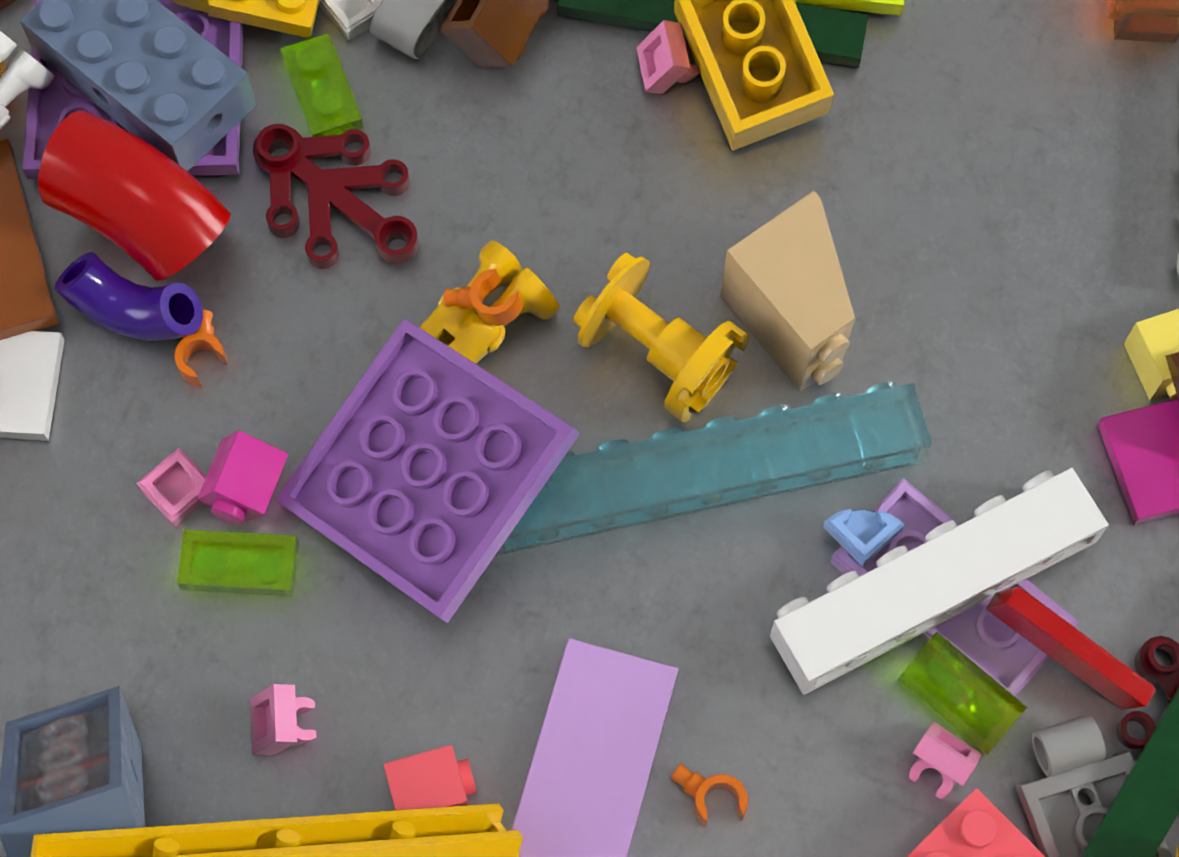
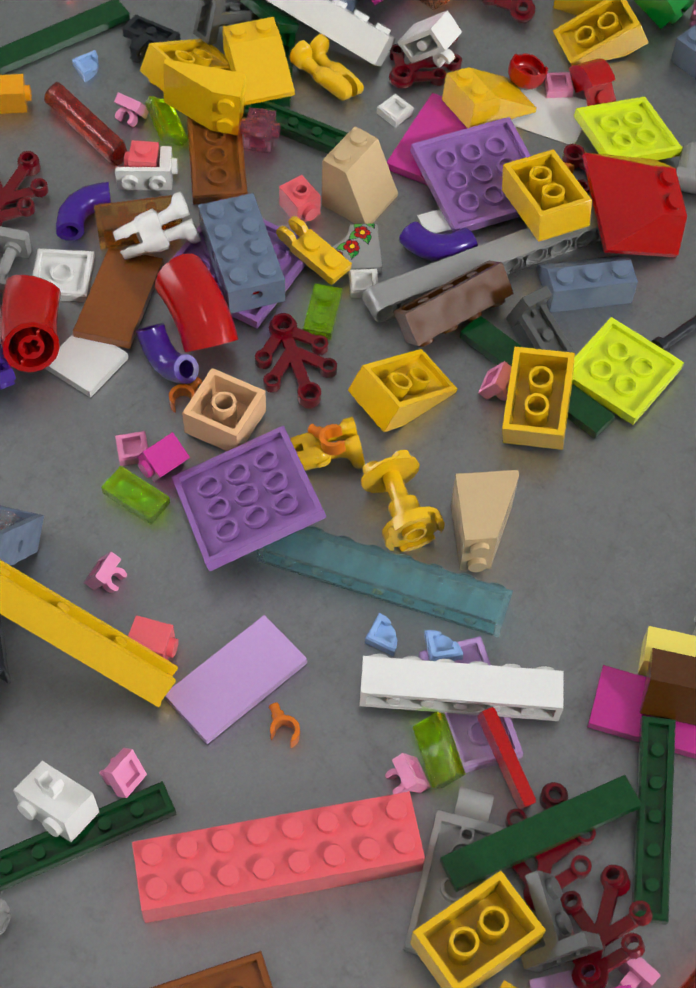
camera: 30 degrees right, 10 degrees down
(288, 345) = (224, 410): none -> light nougat brick
(530, 151) = (400, 388): none -> yellow slope
(761, 562) = (382, 635): none -> light blue tile

